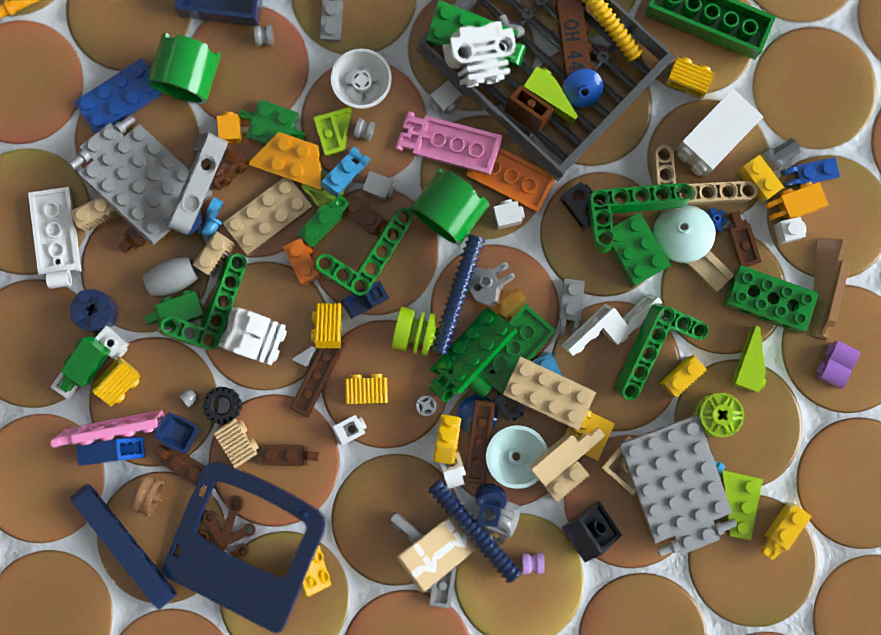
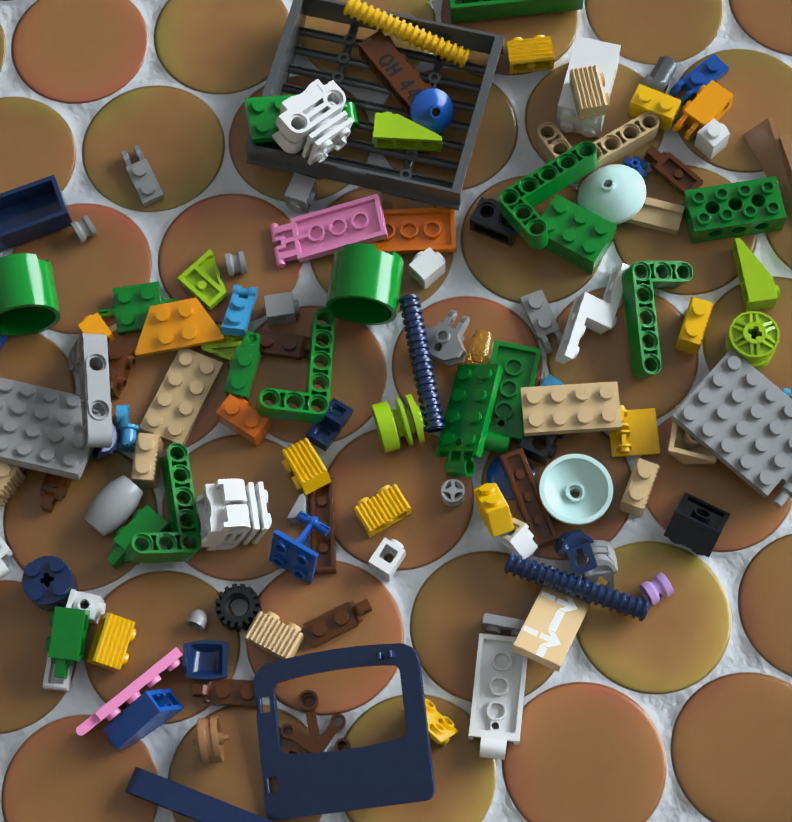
camera: 20 degrees left, 15 degrees down
(276, 386) = (293, 554): none -> blue plate
(360, 68) = (207, 204): white piece -> none
(372, 576) = (497, 695): none -> white hinge
(442, 590) = (579, 667): light grey hinge -> none
(528, 109) = (391, 158): reddish brown brick -> none
(563, 455) = (621, 460): tan piece -> none
(713, 145) = (588, 92): none -> tan brick

